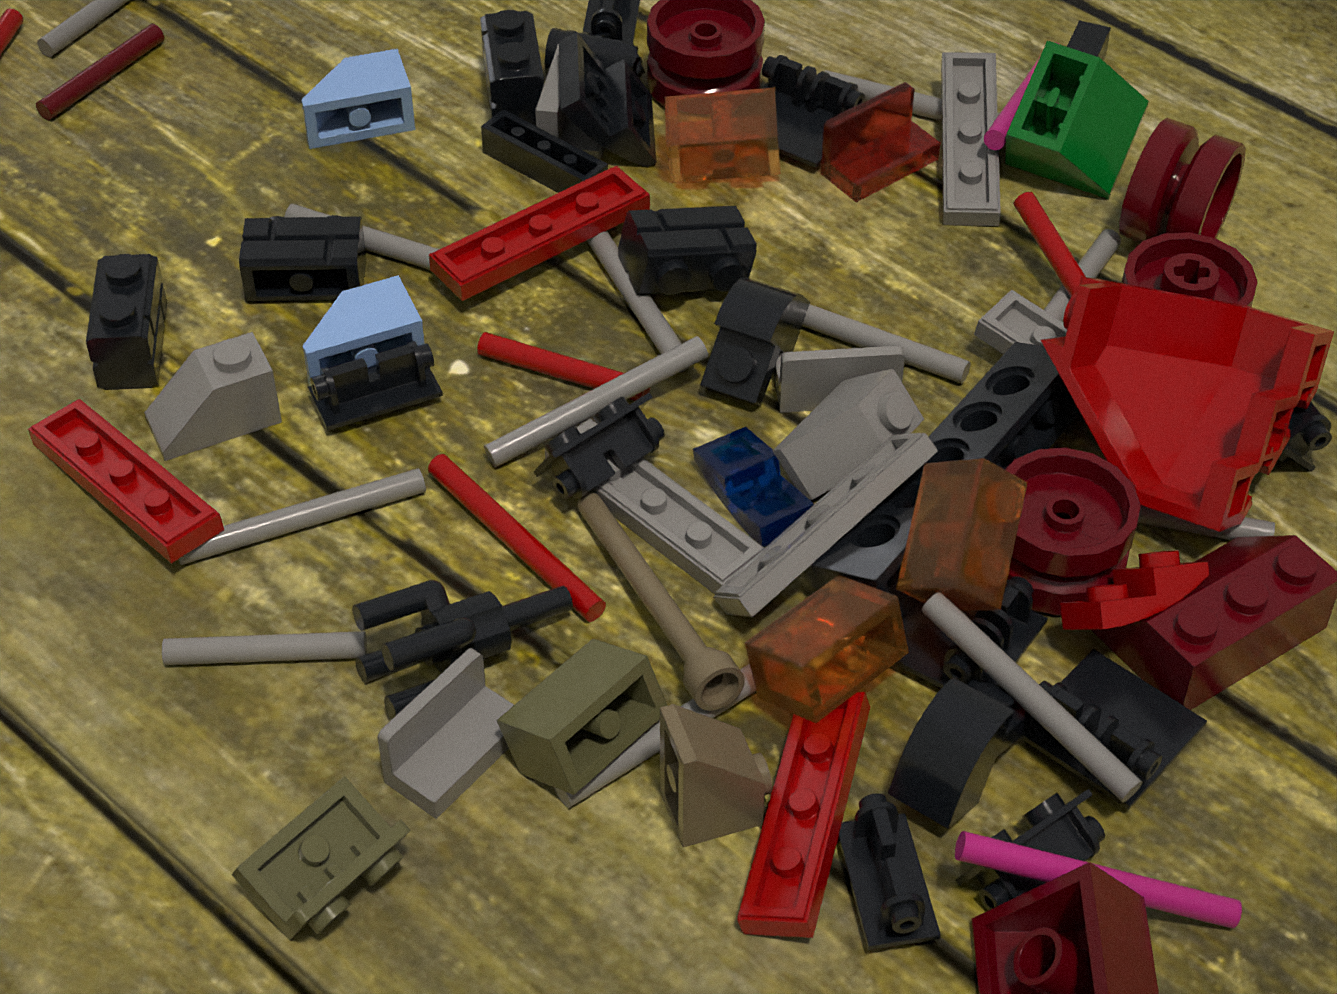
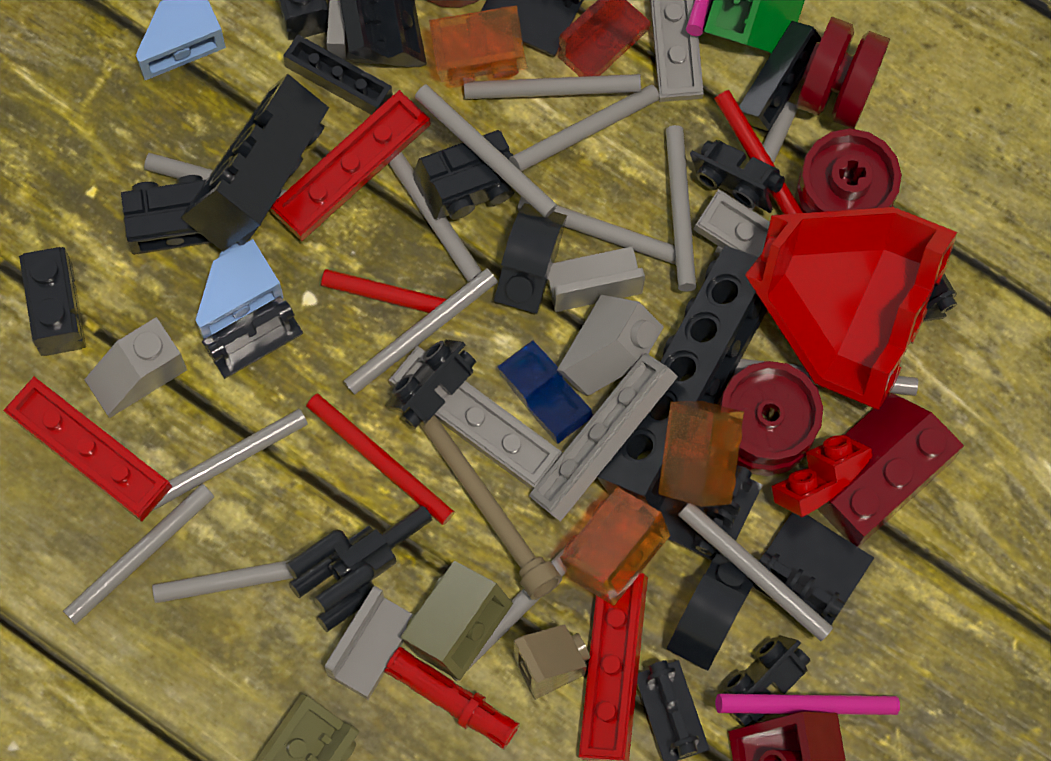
camera: 10 degrees left, 25 degrees up
(154, 605) = (138, 554): none -> light grey bar
(416, 200) = (257, 165): none -> black wedge
(579, 834) = (443, 692): none -> red pin
(715, 214) = (485, 151): none -> light grey bar
(810, 189) = (553, 86): none -> light grey bar
(842, 221) = (585, 128): none -> light grey bar
(960, 317) = (680, 208): none -> light grey bar
(1030, 277) = (720, 168): none -> black hinge
(1096, 202) = (779, 76): none -> black piece

